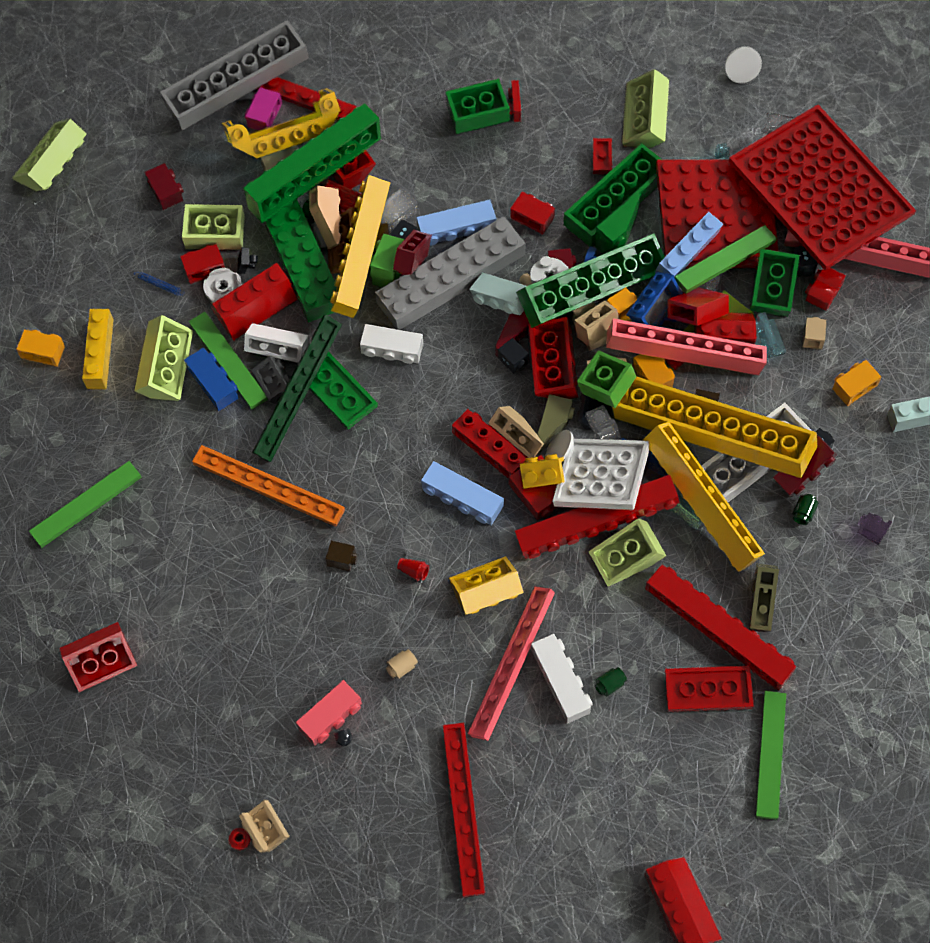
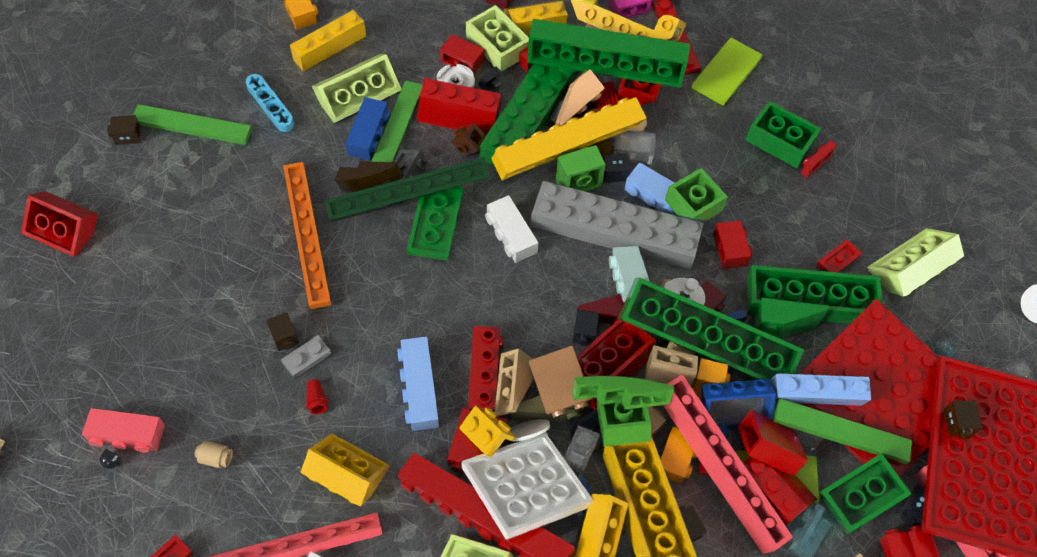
camera: 45 degrees right, 5 degrees down
(48, 555) = (124, 130): none -> dark brown brick
(118, 429) = (270, 102): none -> medium azure beam
(160, 284) = (420, 45): blue piece -> none
(215, 182) = (548, 11): none -> yellow slope
(249, 221) = (523, 60): none -> red slope
(260, 407) = (367, 175): none -> dark brown slope
(275, 342) = (435, 144): white brick -> none
(290, 315) = (468, 139): none -> reddish brown brick
(373, 555) = (306, 356): none -> light grey plate
(387, 95) = (727, 71): none -> lime tile
(412, 252) = (600, 178): dark red brick -> none
(483, 203) = (696, 196): none -> bright green slope
(547, 398) = (555, 379): none -> medium nougat slope
(596, 360) = (629, 391): none -> bright green slope
(781, 183) = (962, 419): none -> dark brown brick

